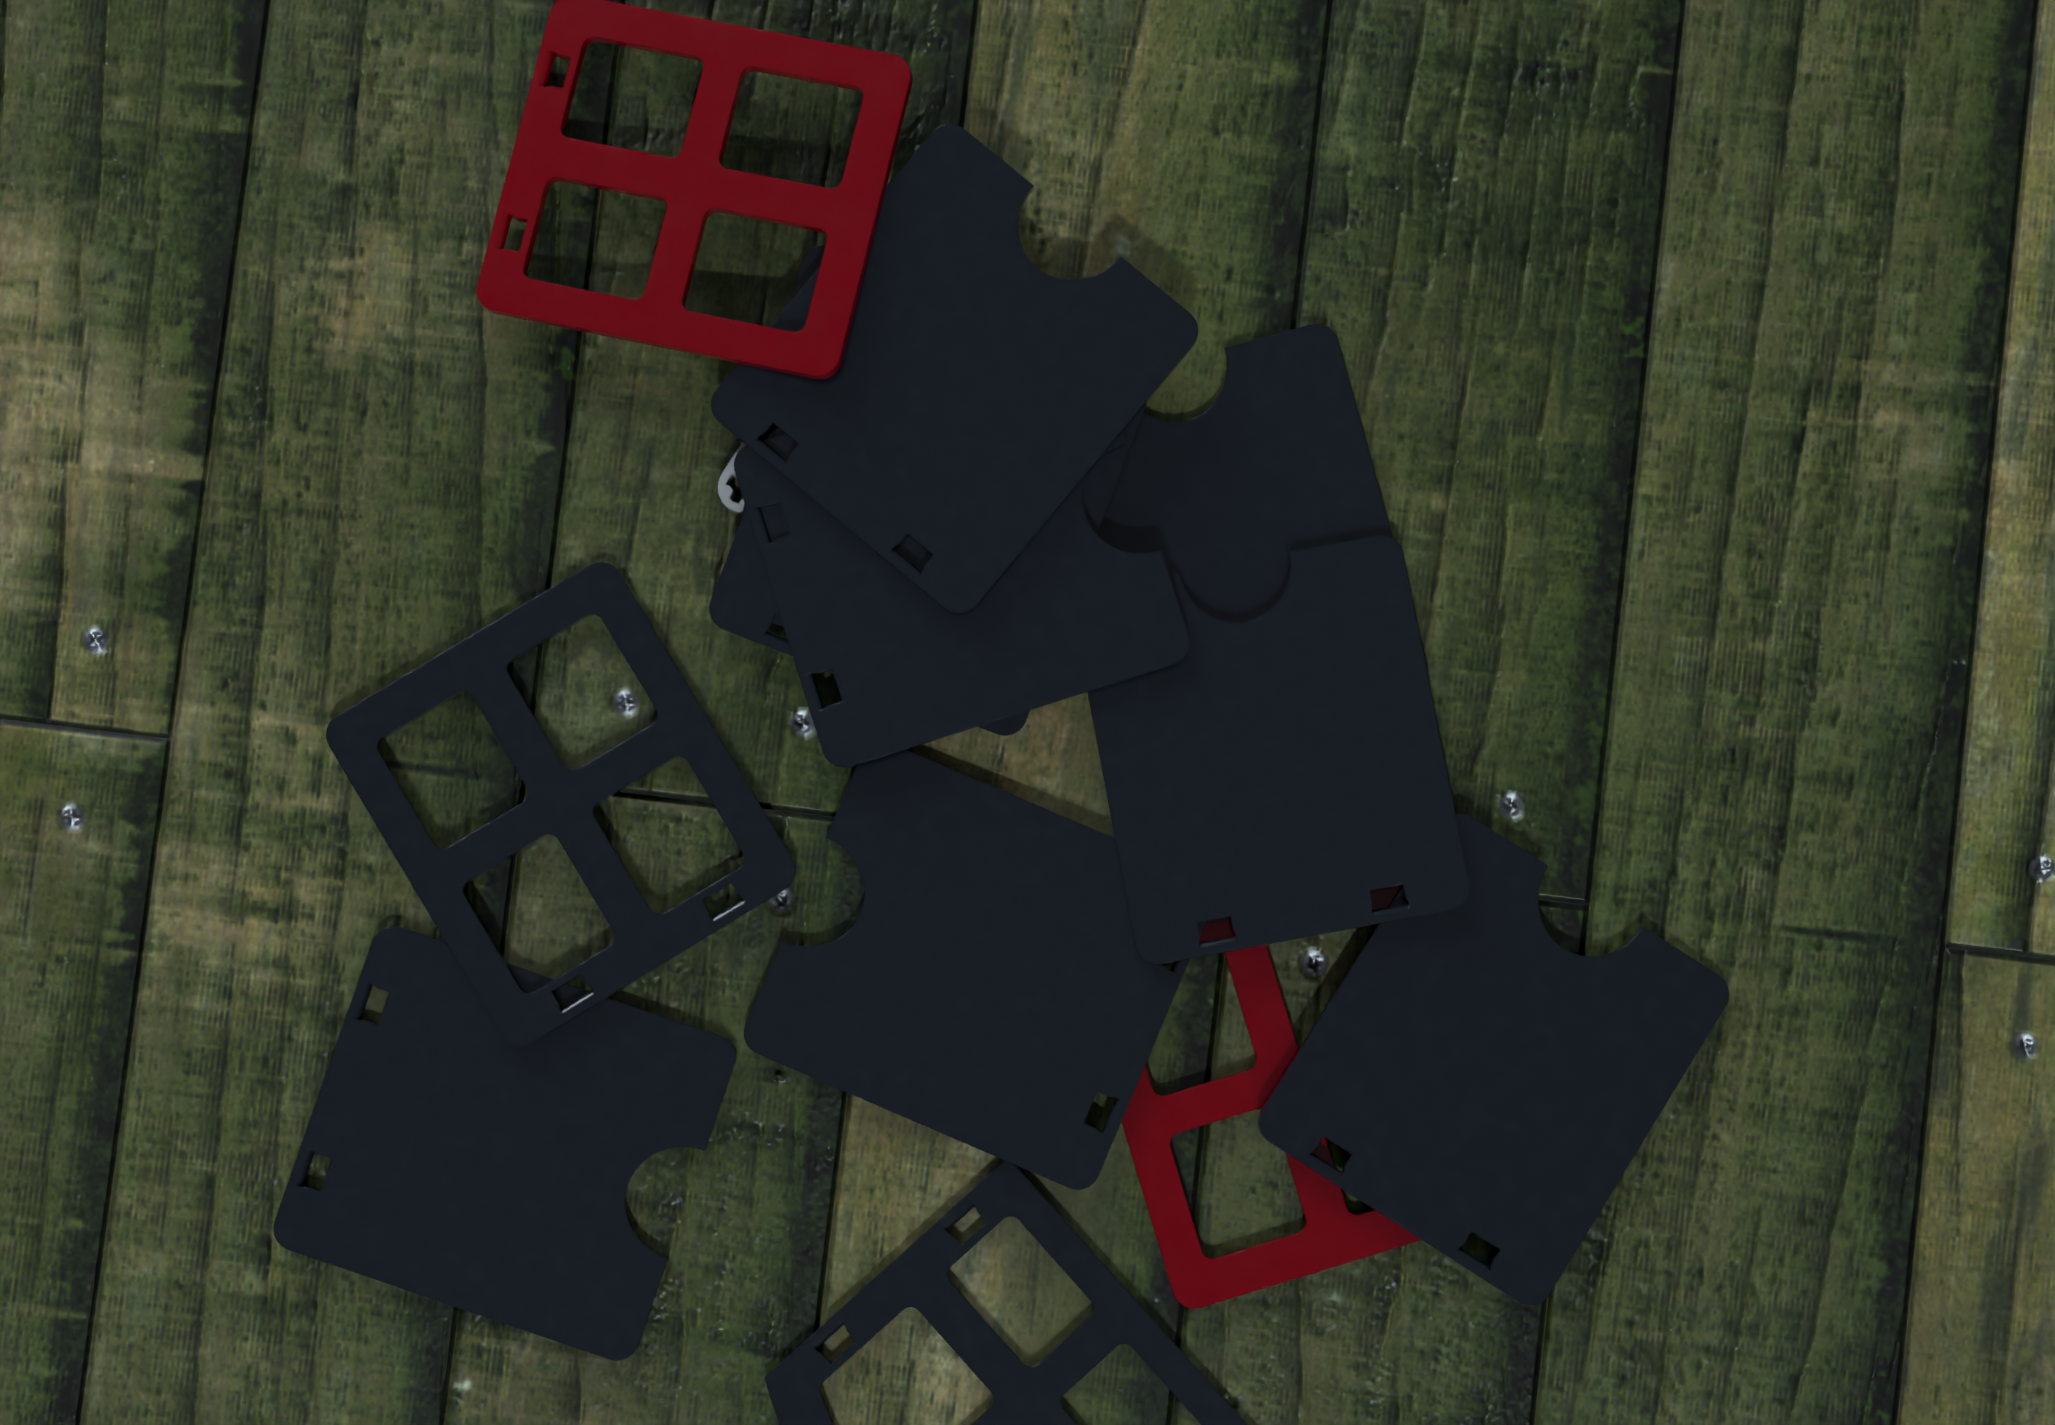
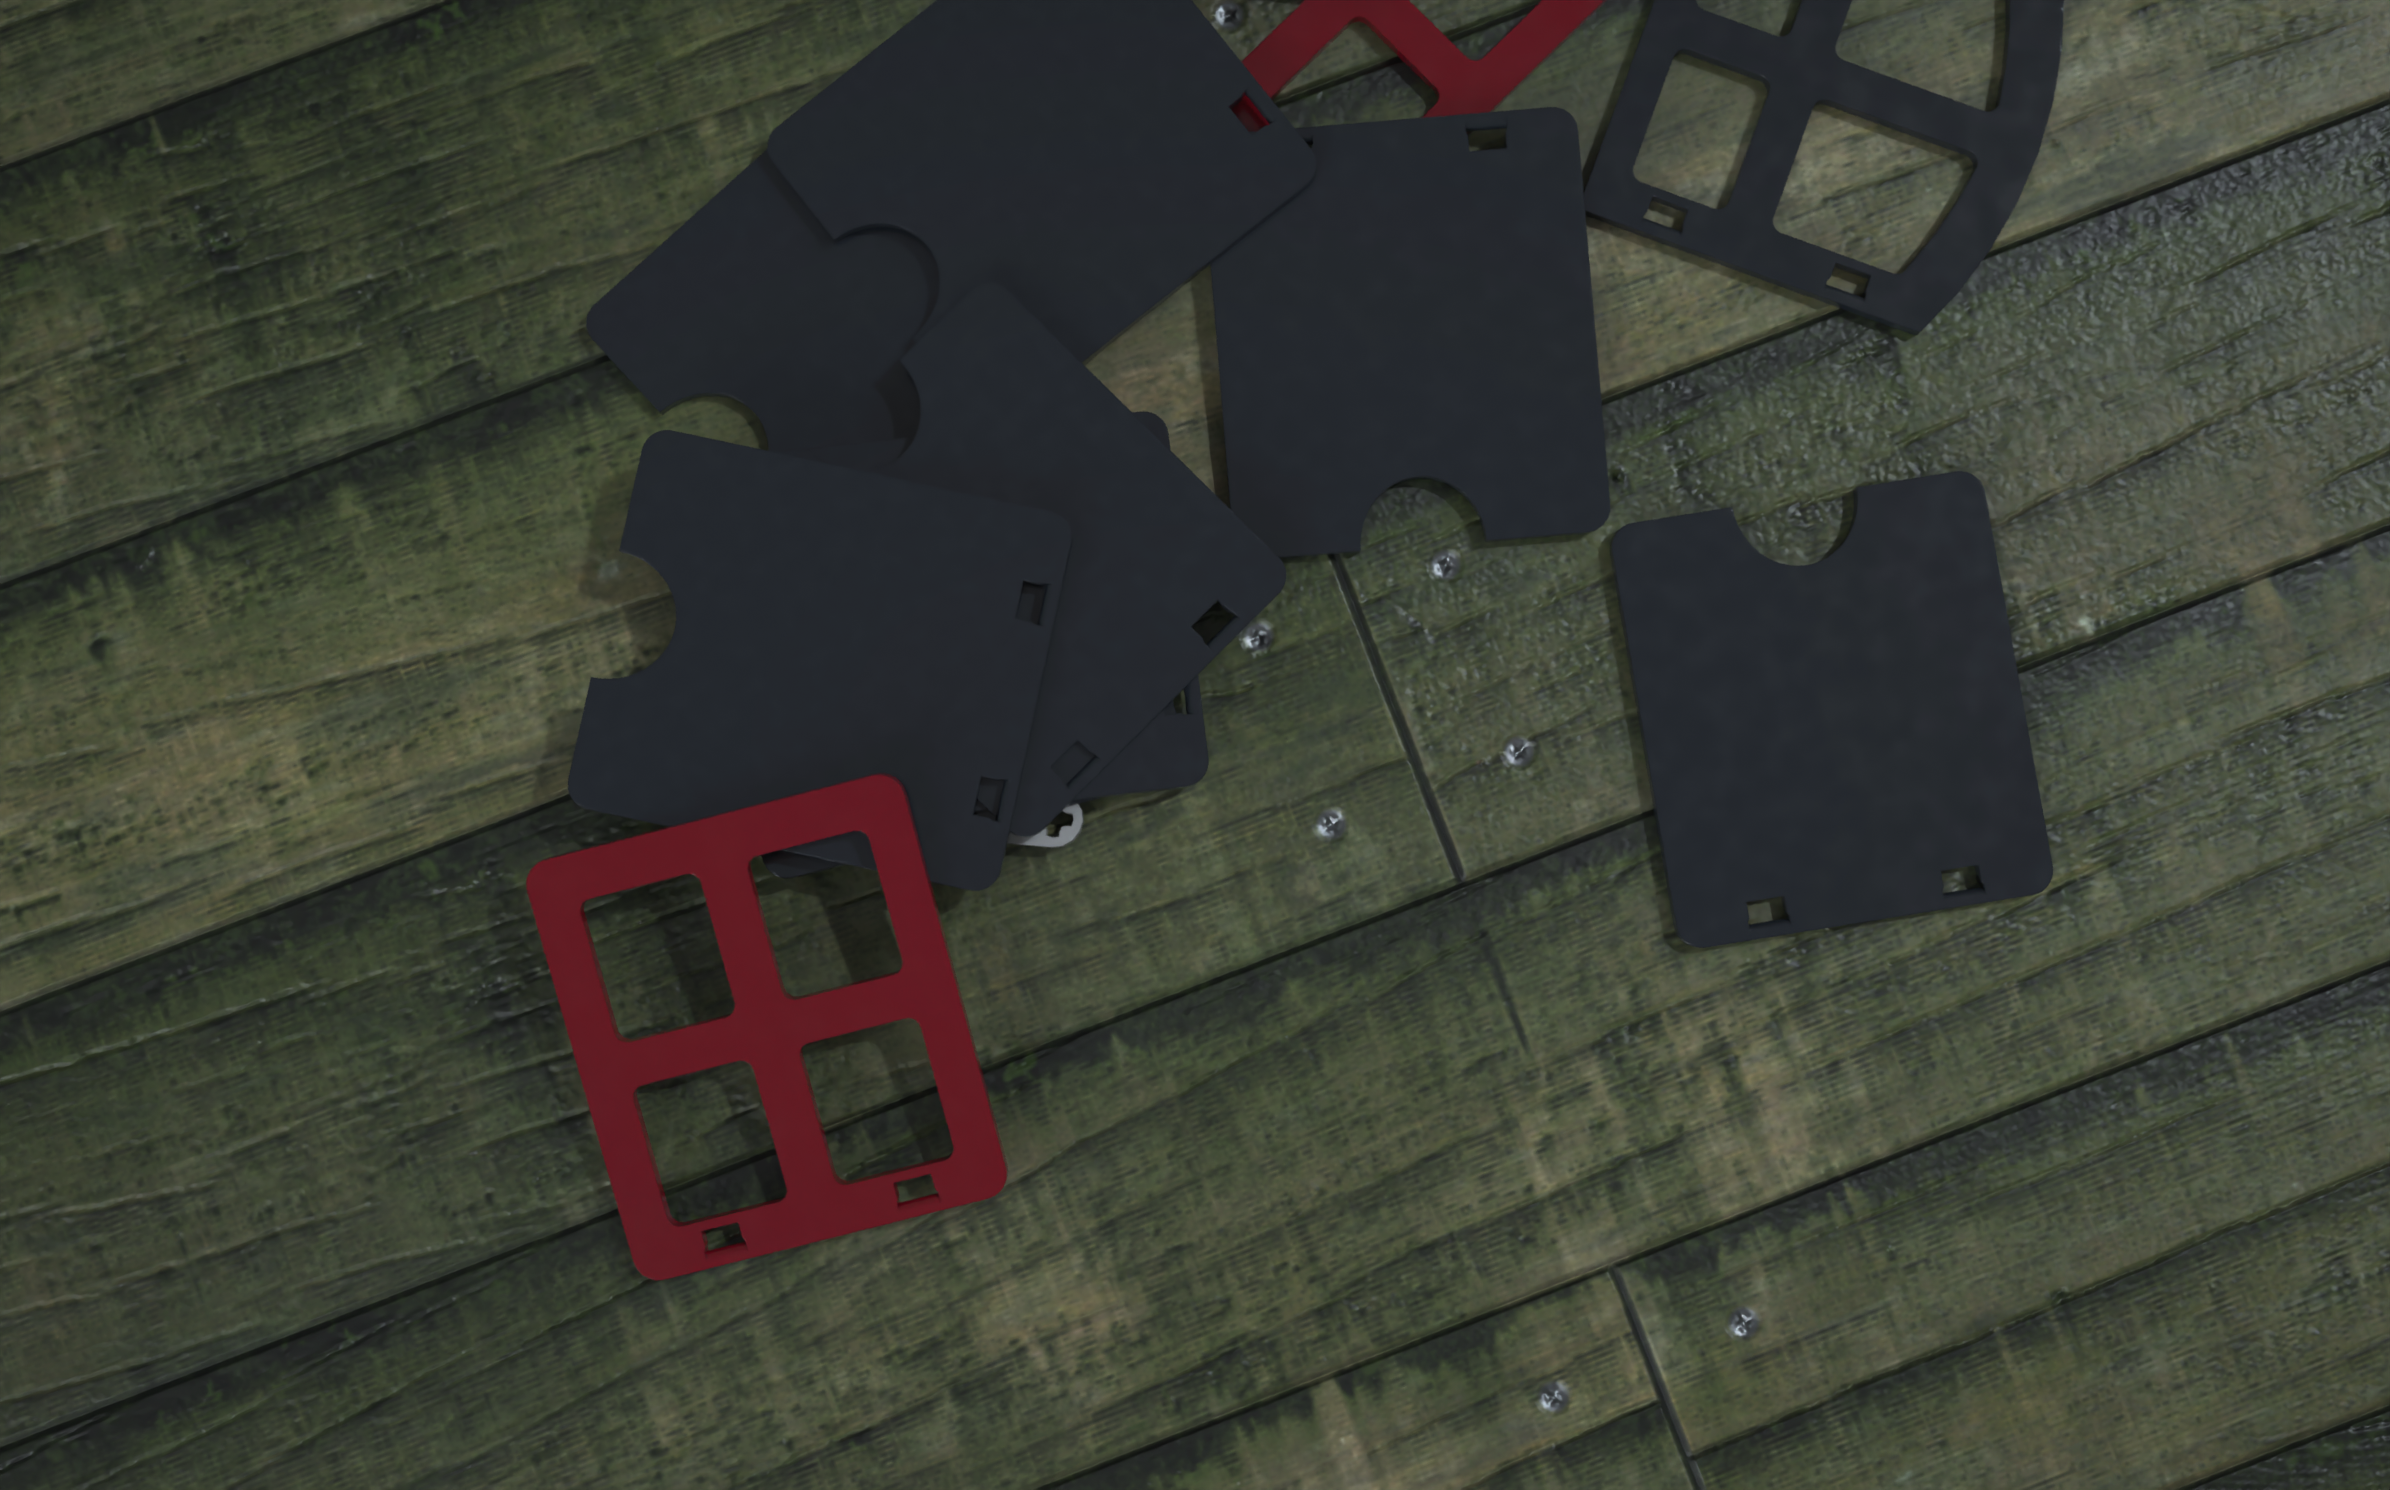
camera: 115 degrees left, 0 degrees up
(558, 801) = (1467, 835): black window -> none

